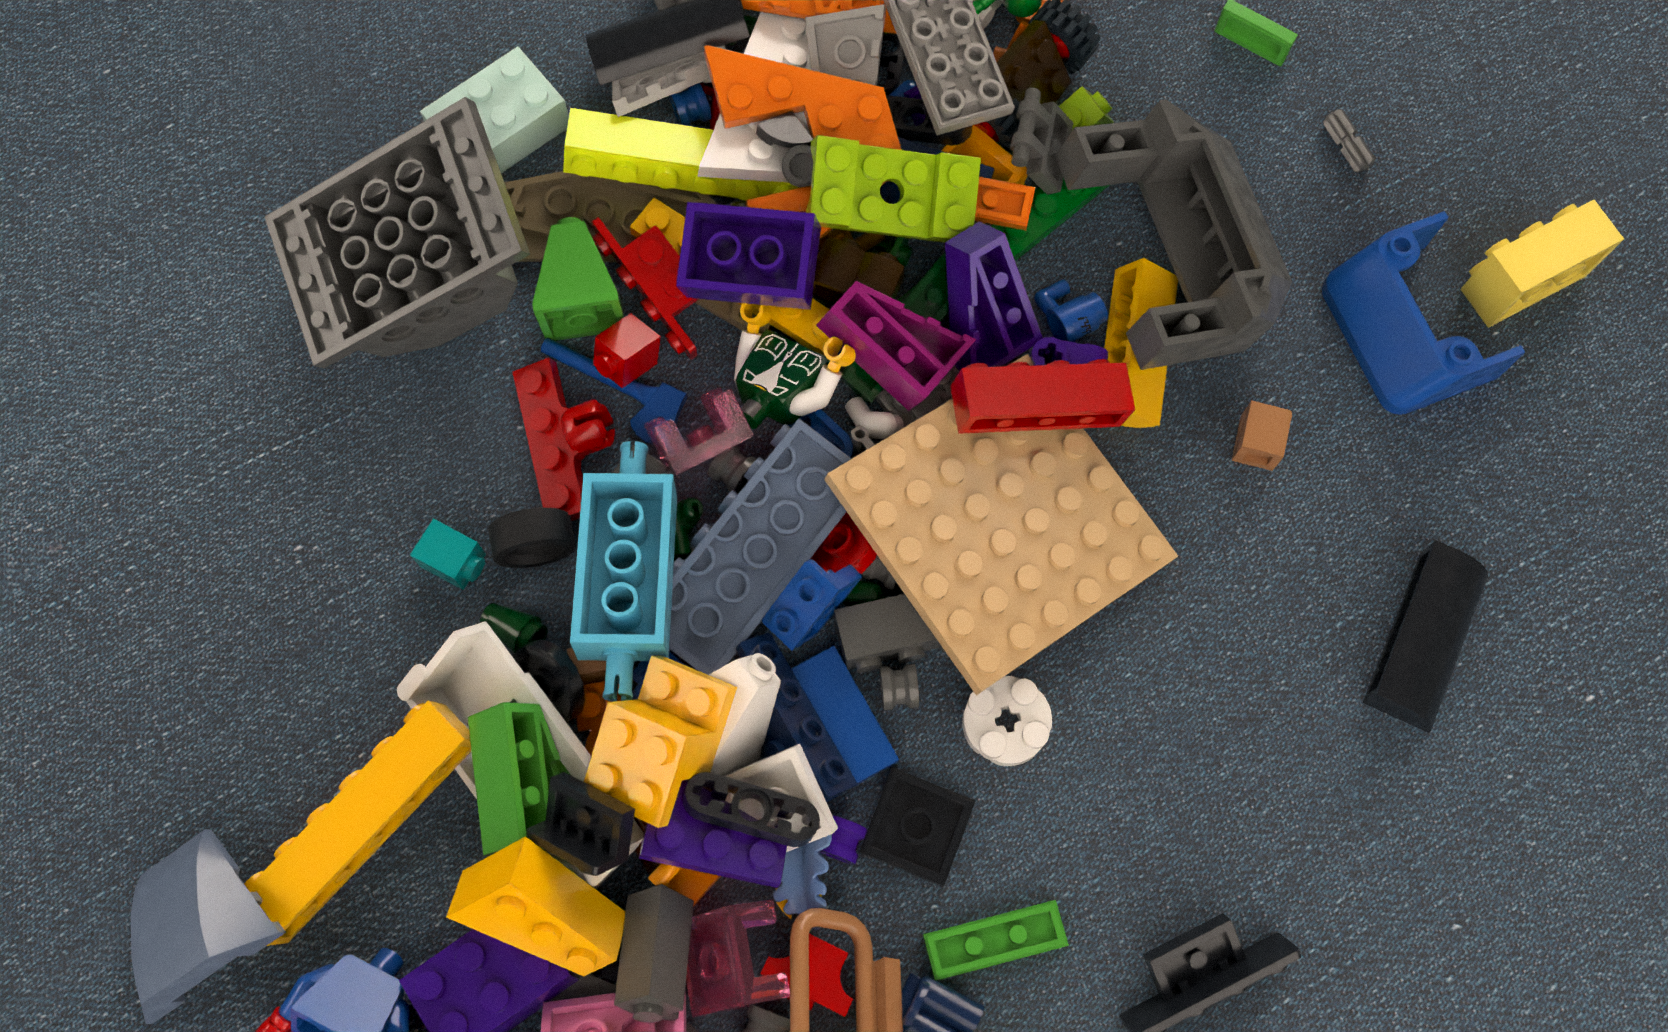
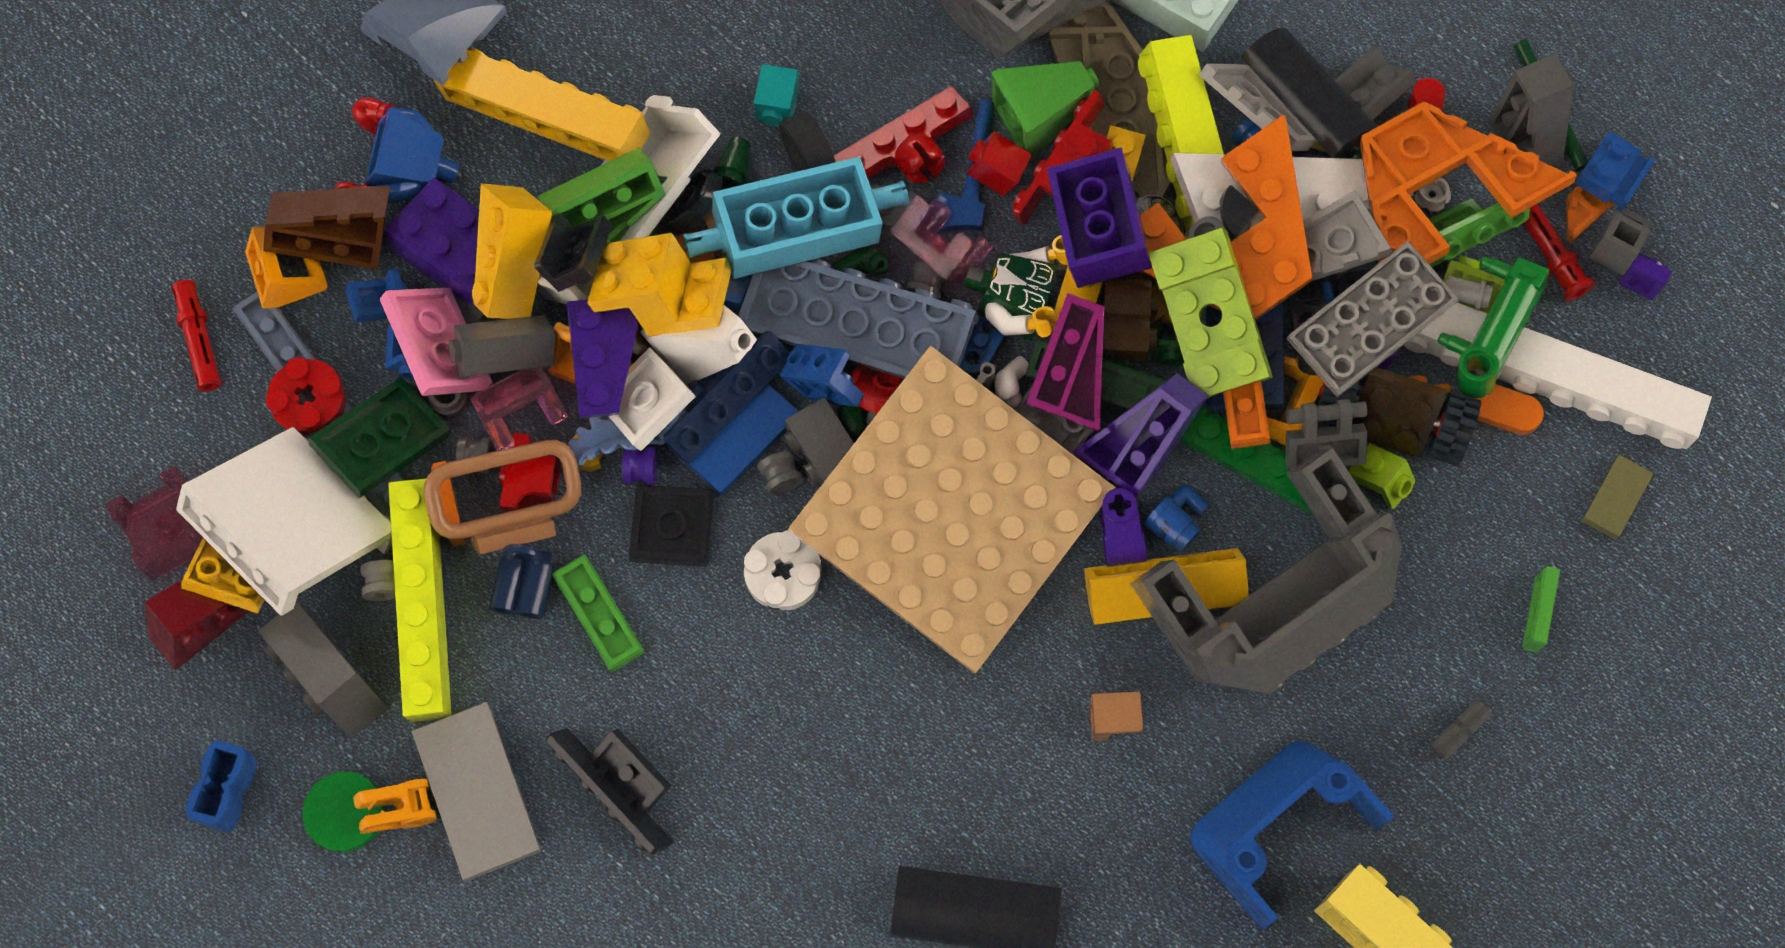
camera: 75 degrees right, 0 degrees up
(780, 833) = (637, 343): black beam -> none
(1041, 396) = (1064, 499): red brick -> none

